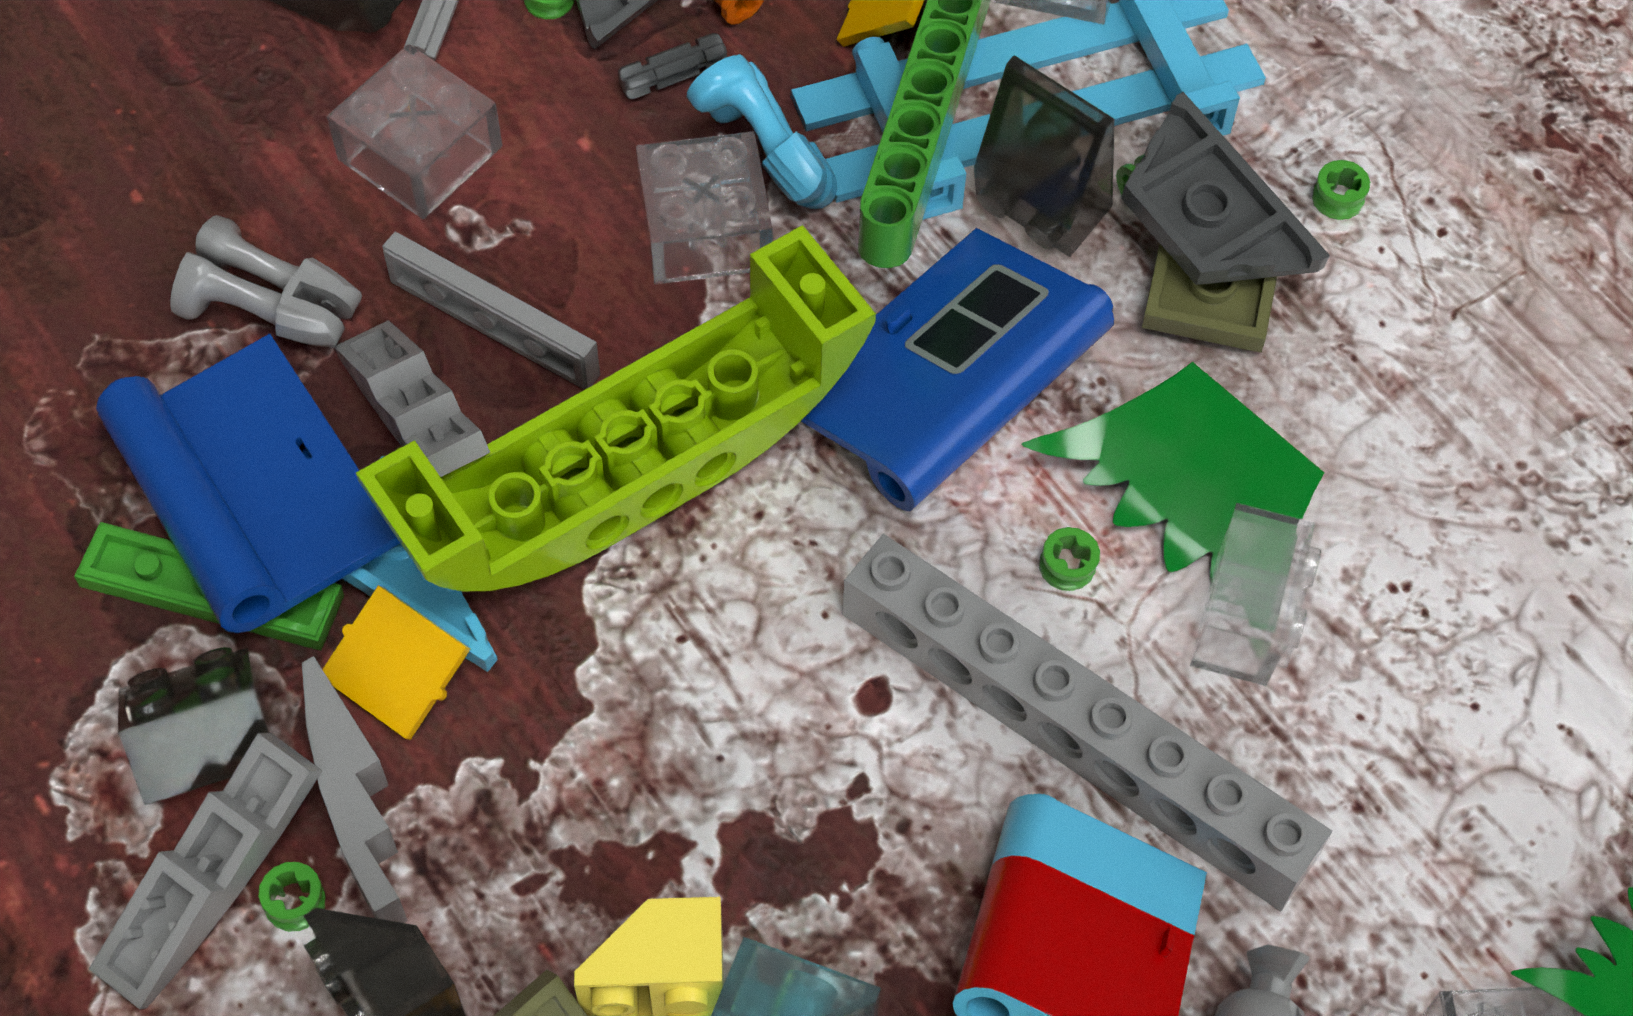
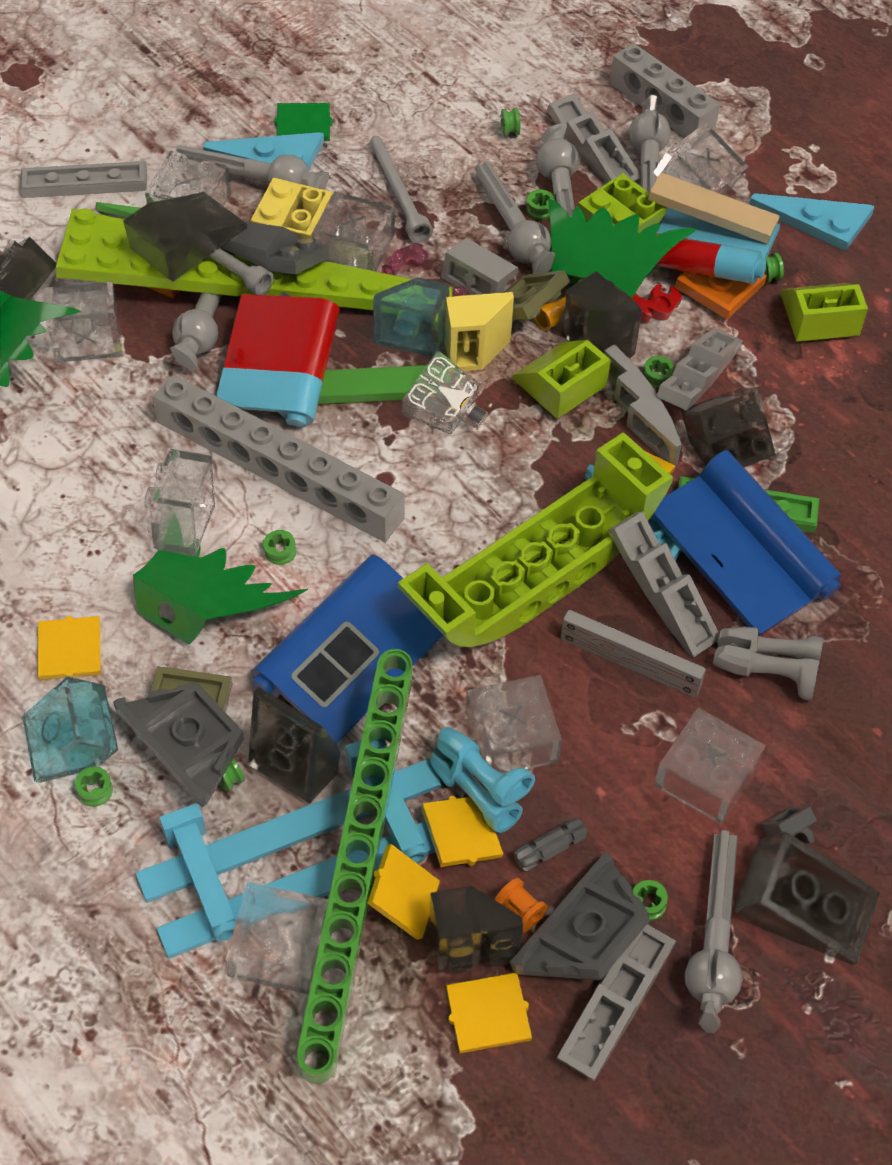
camera: 175 degrees right, 5 degrees down
(323, 53) = (793, 821): none -> dark grey tile
(496, 870) = (565, 376): none -> lime slope
(748, 822) = (443, 397): none -> clear torso
(808, 83) = (460, 832): none -> yellow piece
(852, 904) = (368, 384): none -> bright green tile
(1387, 254) = (69, 730): none -> clear light blue slope
(1413, 412) = (69, 647): none -> yellow piece

